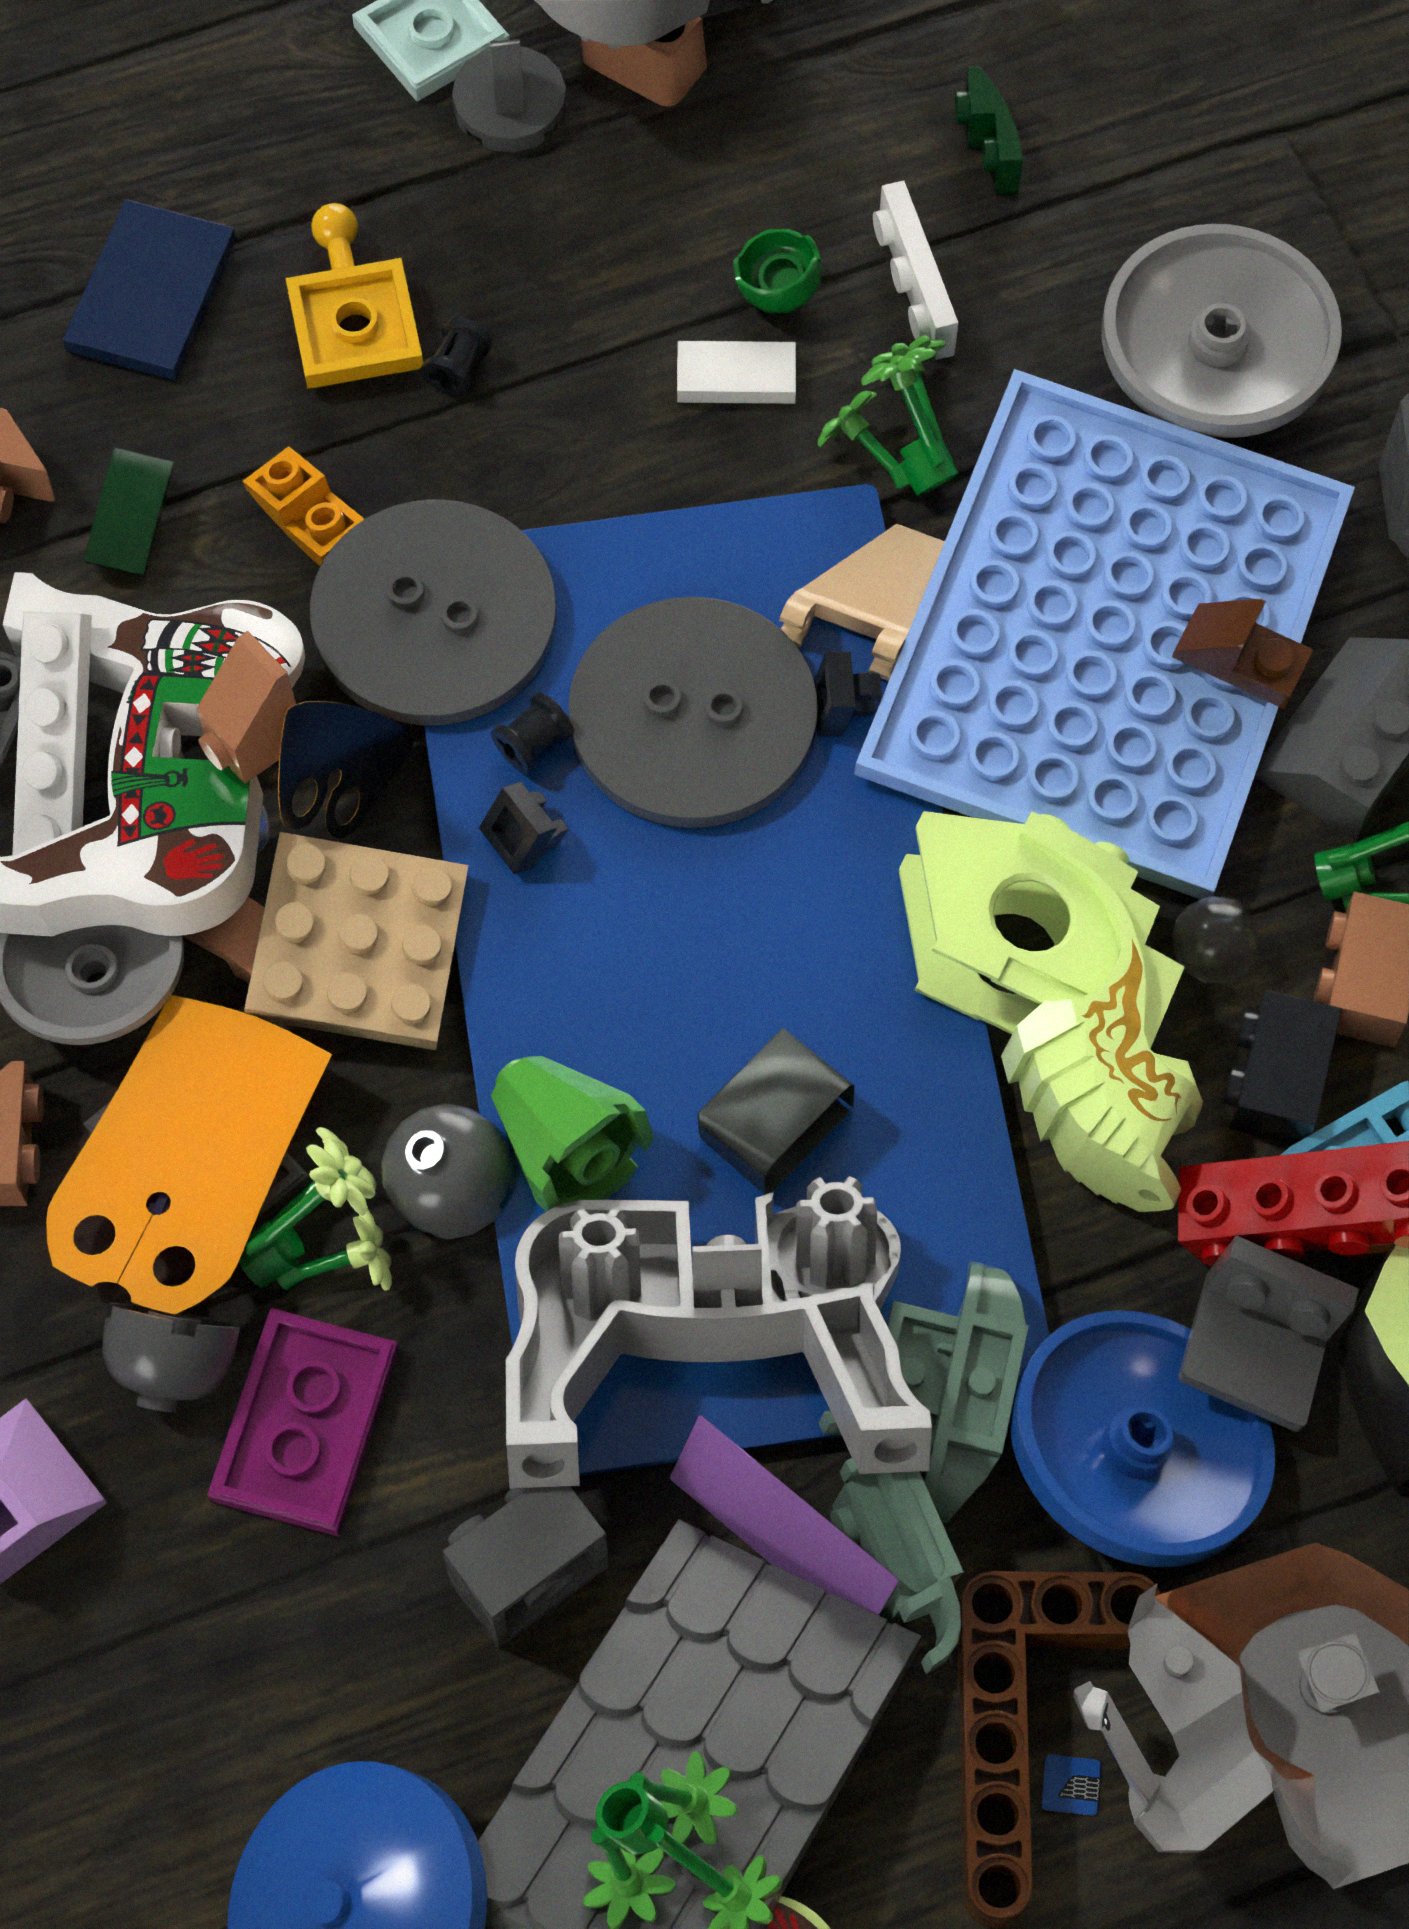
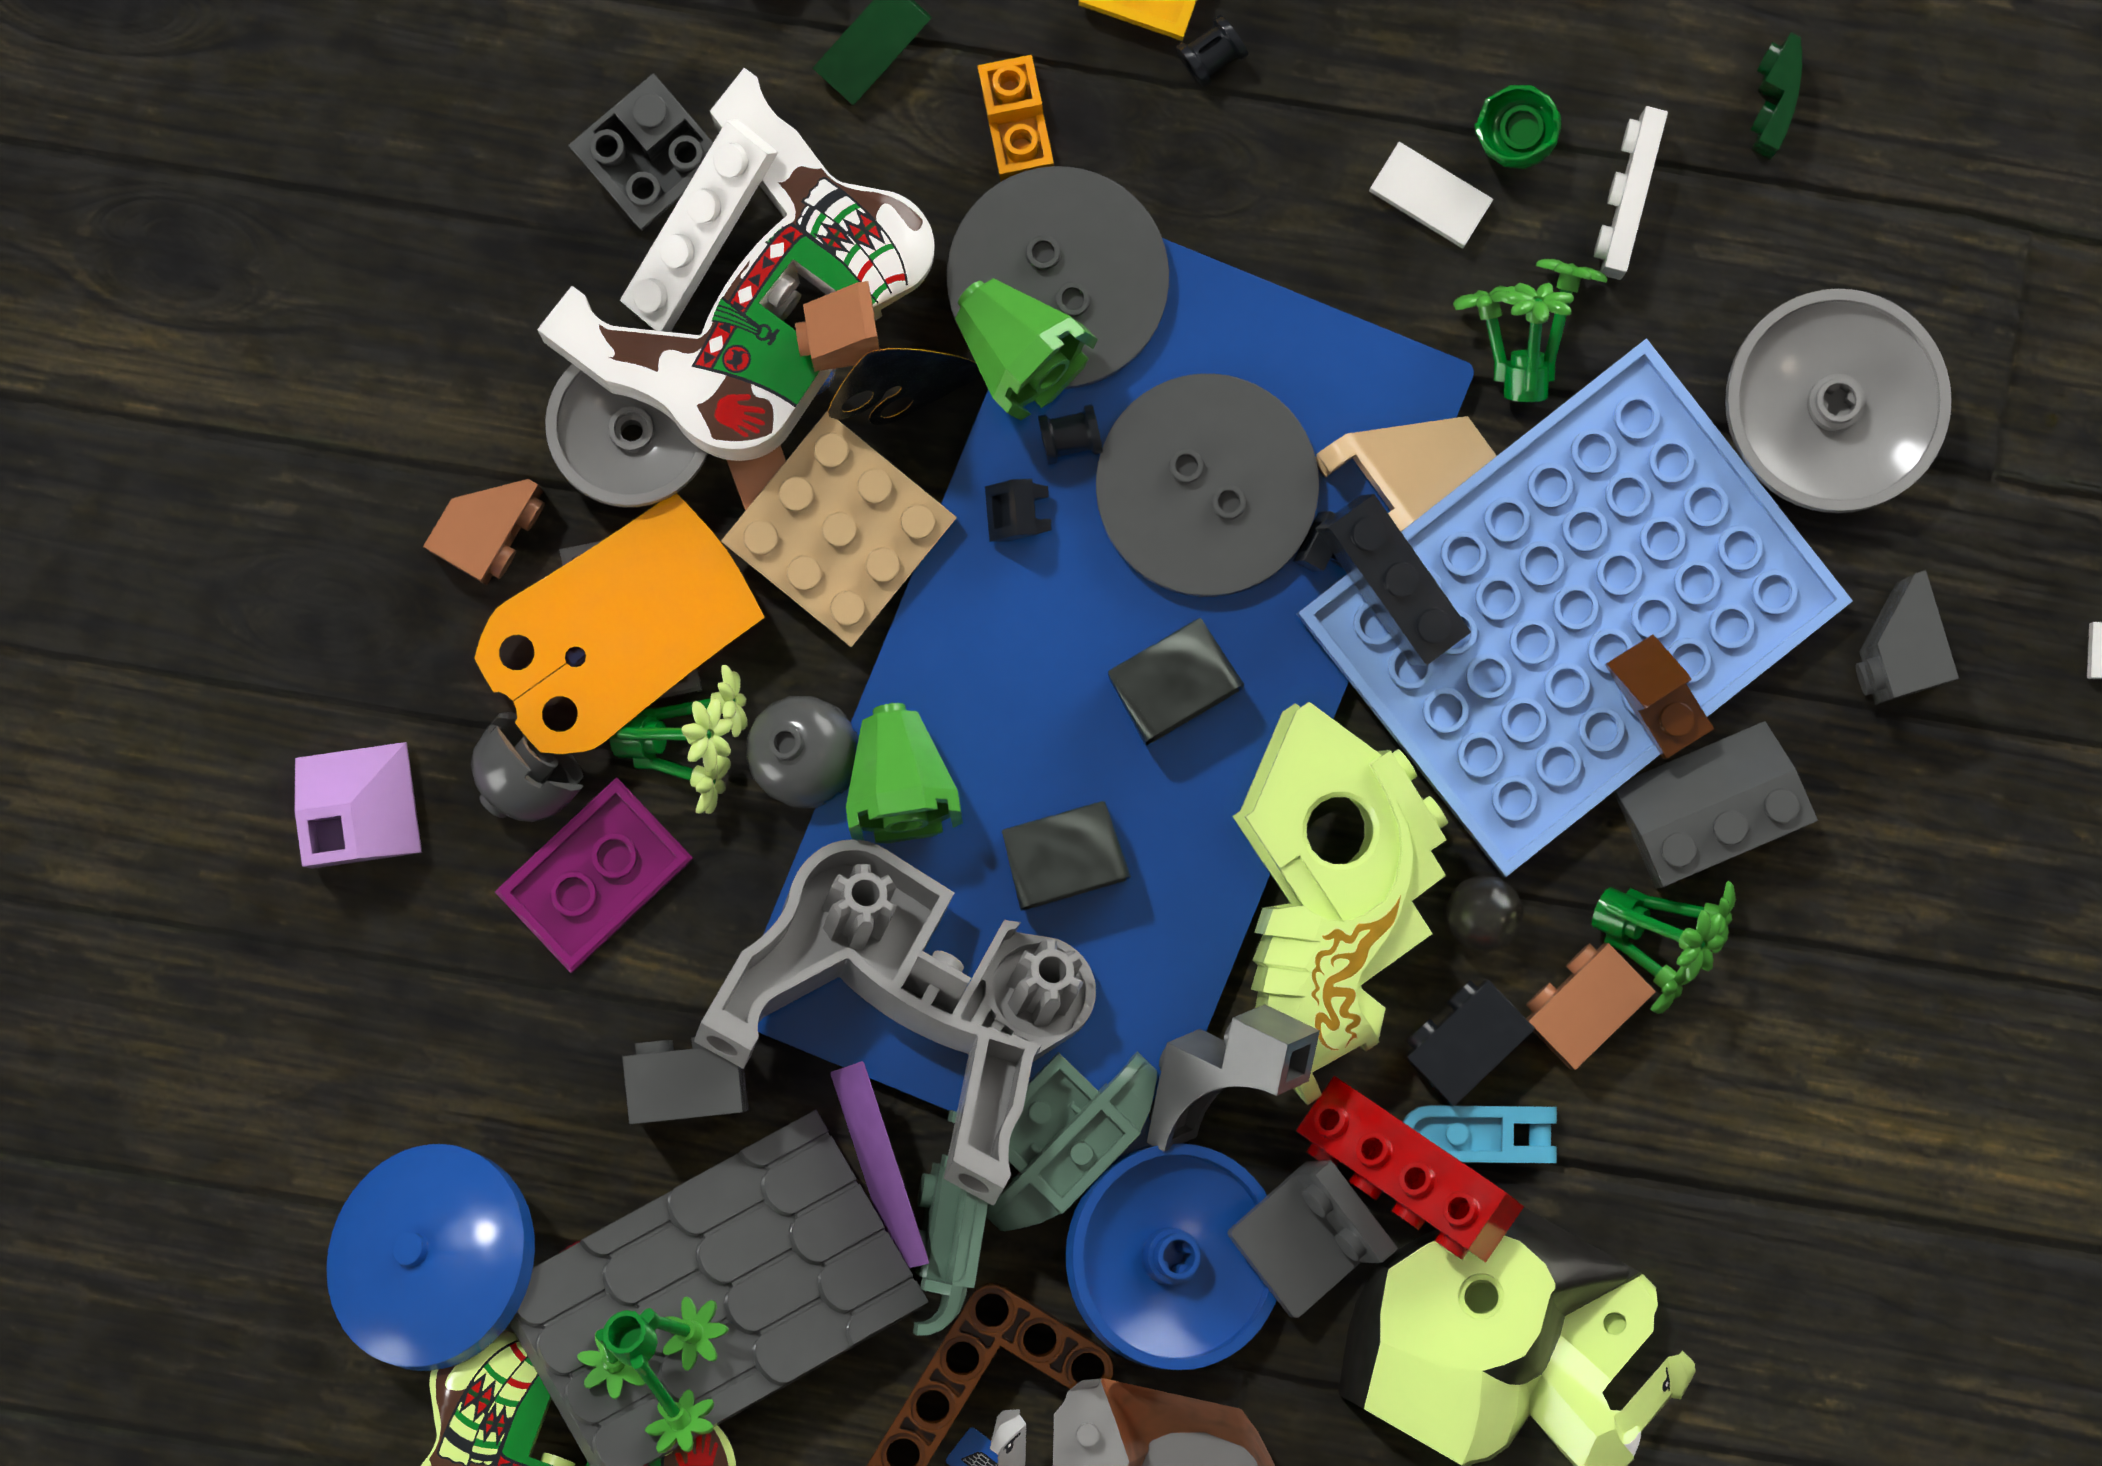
camera: 30 degrees right, 20 degrees up
(437, 661) = (1021, 345): none -> bright green cone
(777, 891) = (1174, 681): none -> pearl dark grey piece
(928, 669) = (1393, 580): none -> black brick
(1046, 1227) = (1258, 1052): none -> dark grey arch

